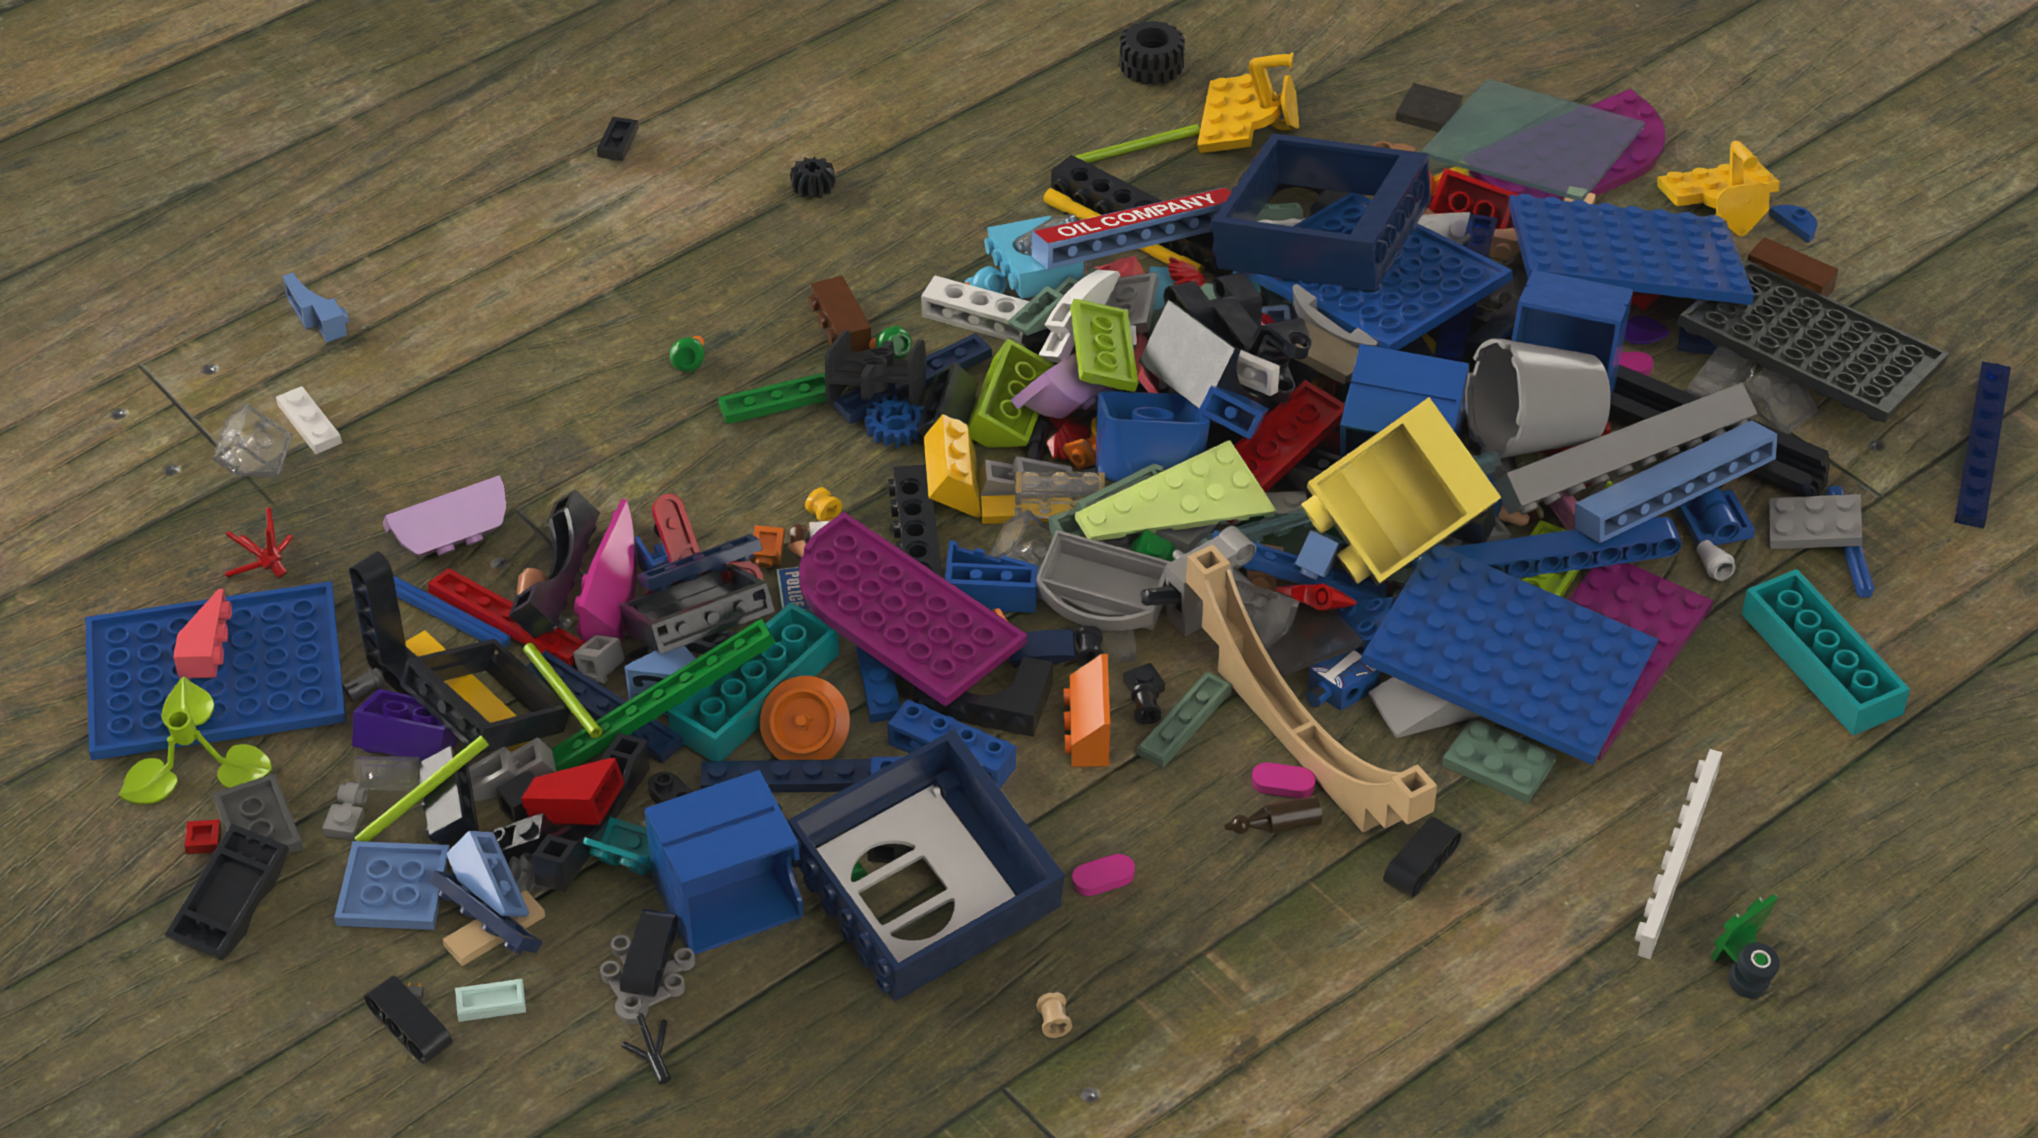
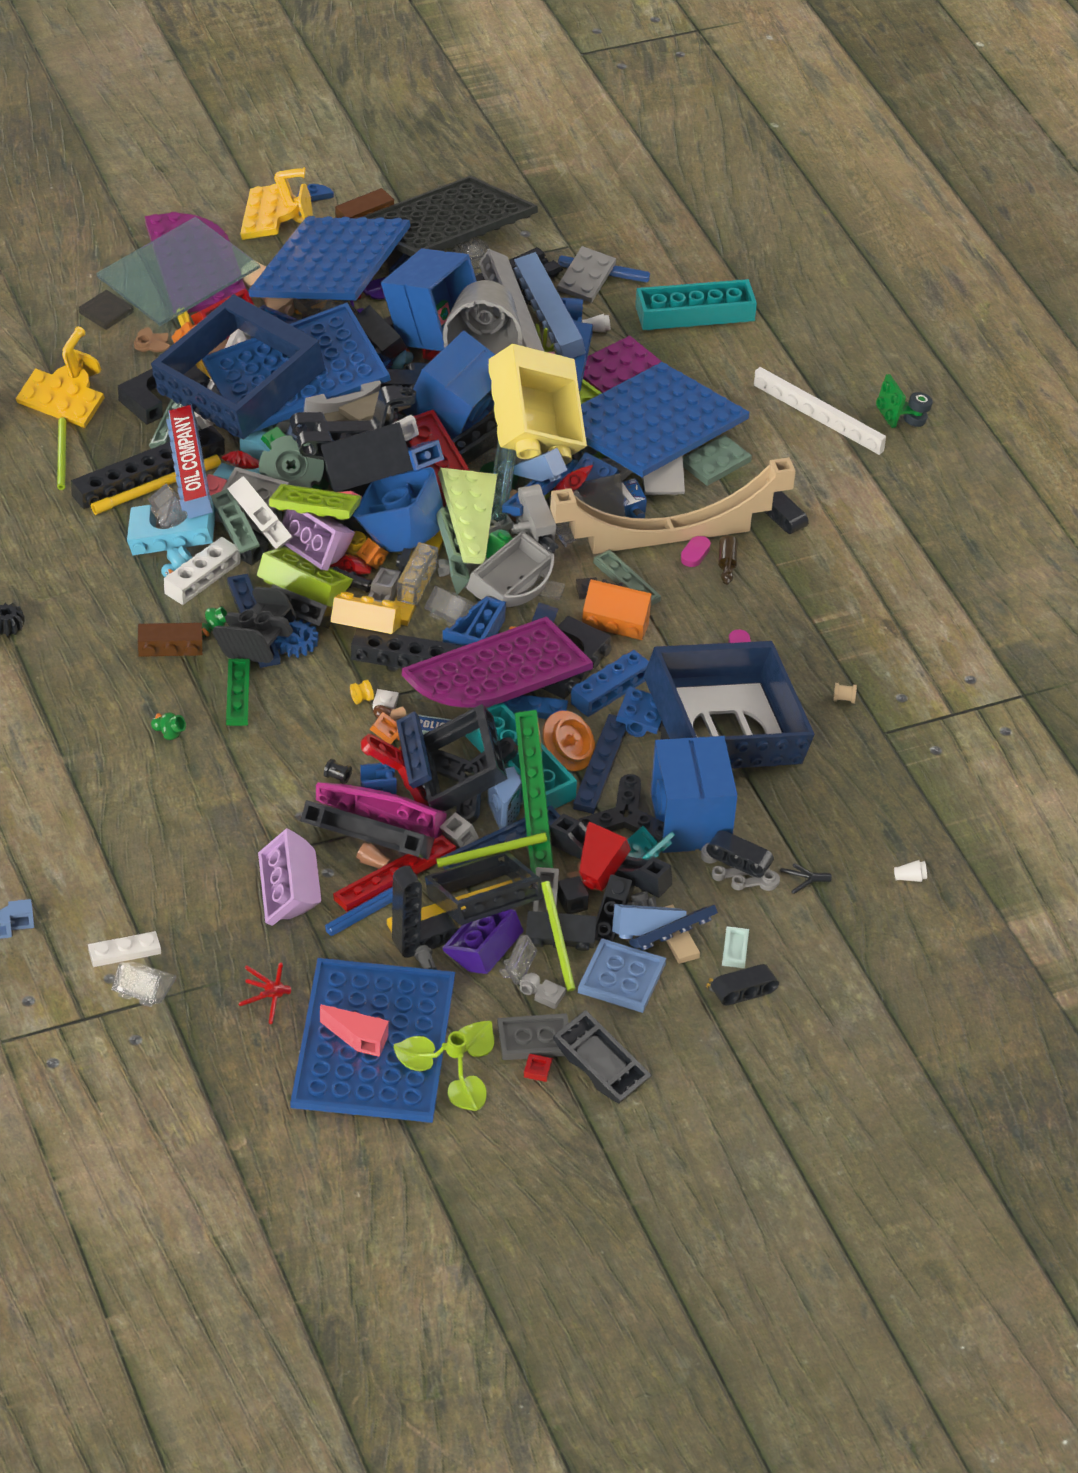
camera: 75 degrees left, 0 degrees up
(1089, 643) = (551, 600): black bush -> none
(1982, 445) = (548, 192): clear blue plate -> none

